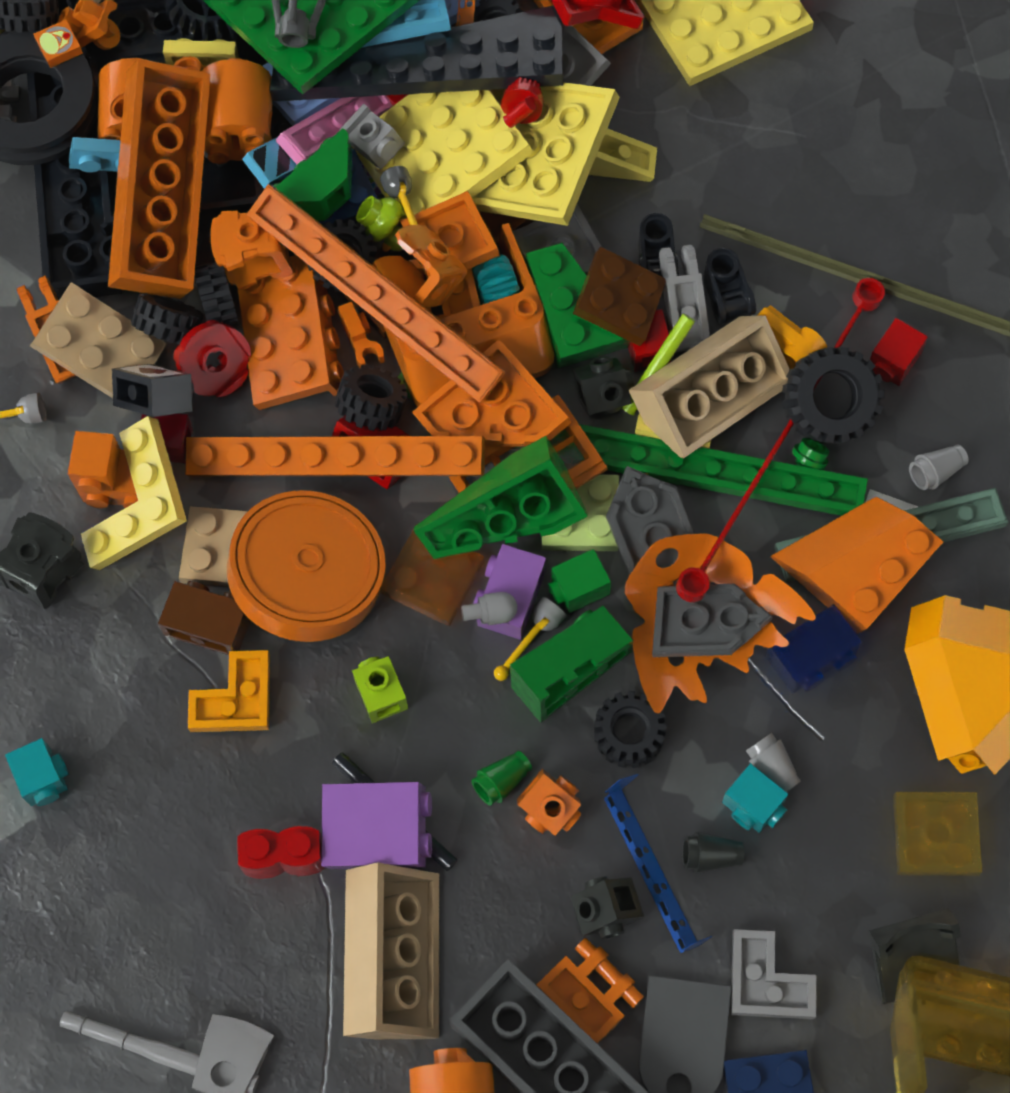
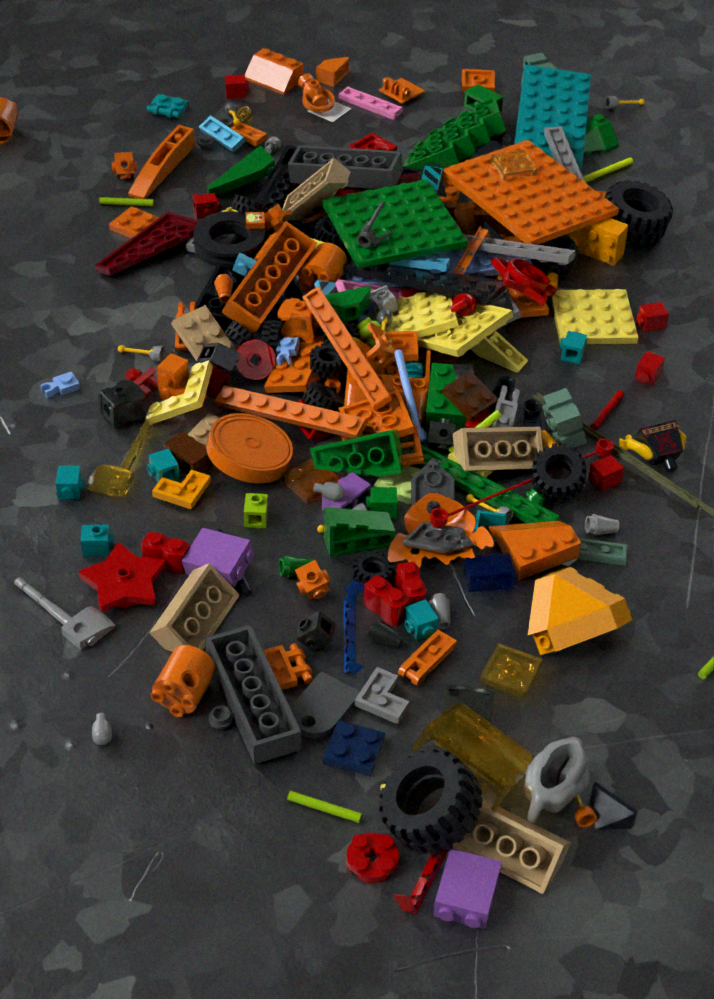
camera: 20 degrees right, 25 degrees down
(48, 481) = (144, 381): none -> red hips
(78, 218) = (224, 287): none -> orange cone
(108, 725) = (117, 480): none -> clear yellow piece
(151, 876) = (96, 540): none -> teal brick
(177, 664) = (163, 465): none -> teal brick
(245, 969) = (123, 579): none -> red plate
(255, 311) = (286, 348): none -> light blue plate
(337, 336) = (326, 368): none -> black tyre
(519, 339) = (409, 395): none -> light blue piece
(693, 789) = (385, 600): none -> red brick
(701, 735) = (409, 582): none -> red brick
(721, 91) = (573, 347): none -> teal brick
(760, 537) = (488, 519): none -> teal bracket
(773, 513) = (505, 510): none -> hinge
(789, 275) = (563, 419): none -> sand green brick
(799, 866) = (427, 657): none -> orange plate
(833, 205) = (607, 410): none -> red bar
(864, 86) = (649, 368): none -> red brick
(954, 255) = (657, 444): none -> torso

